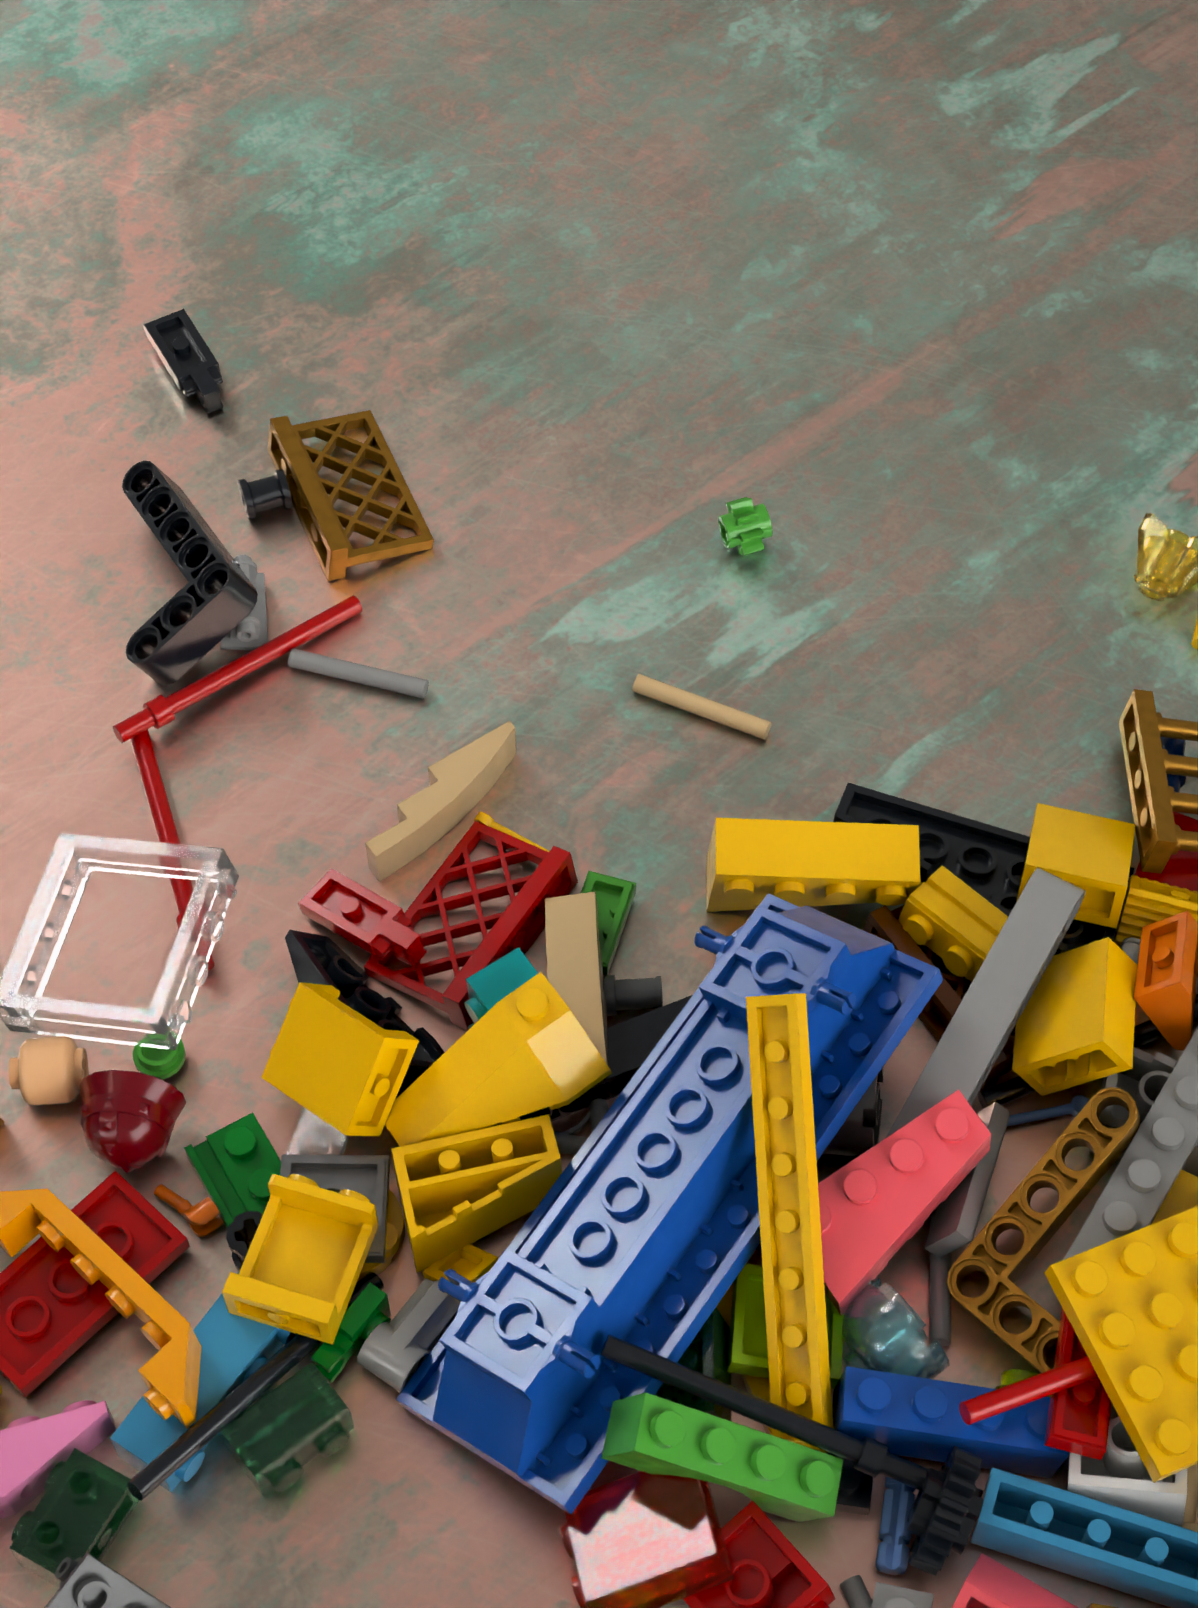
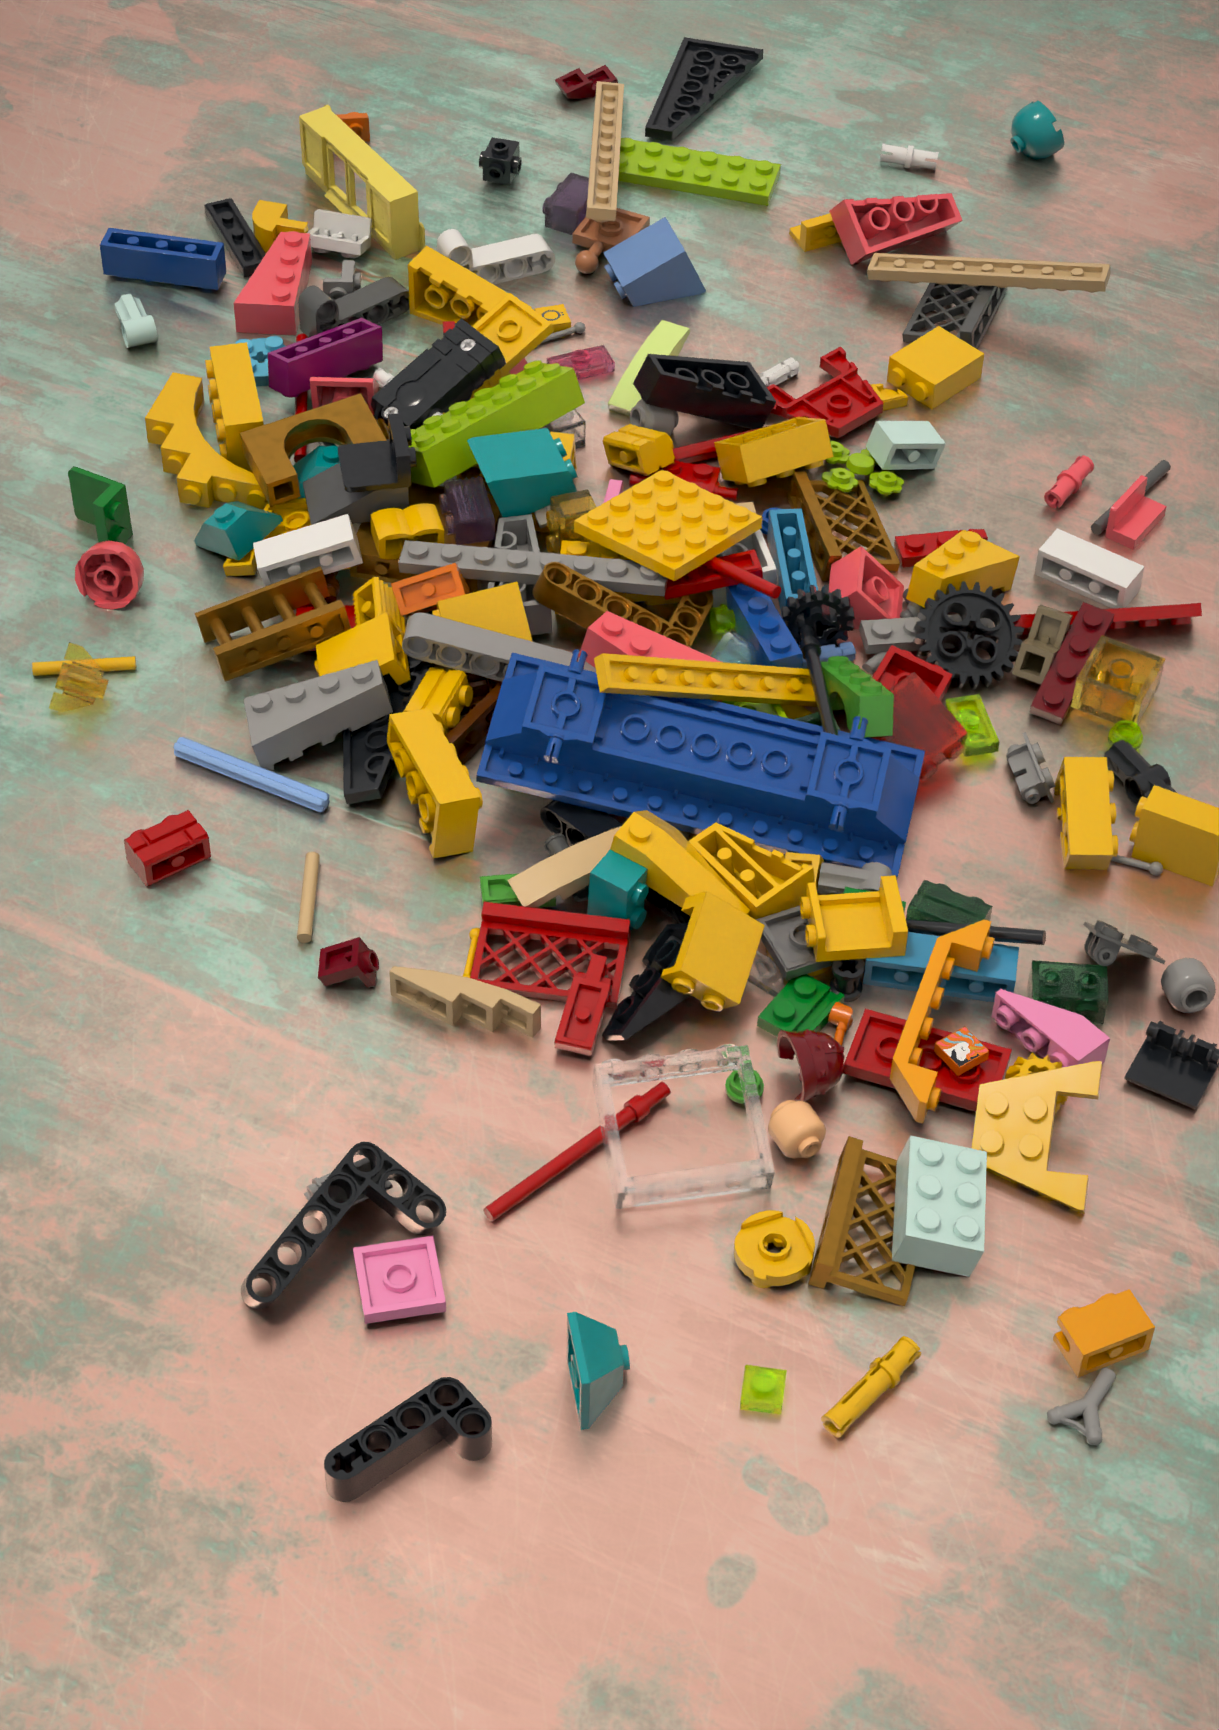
camera: 115 degrees left, 10 degrees down
(44, 1313) = (961, 1051): none -> orange tile
(96, 614) = (399, 1279): none -> bright pink plate
(162, 710) = (470, 1193): red bar -> none
(186, 358) = (96, 1336): black hinge -> none
(265, 494) = (228, 1217): black bush -> none
(316, 510) = (216, 1184): pearl gold fence -> none
(358, 673) = (371, 1098): light grey bar -> none
(561, 706) = (348, 961): none -> dark red bracket
(745, 526) = (138, 909): bright green gear -> none
(838, 580) = (167, 847): none -> red brick
(937, 707) = (251, 774): none -> light blue axle
(995, 771) = (314, 711): none -> light grey wedge

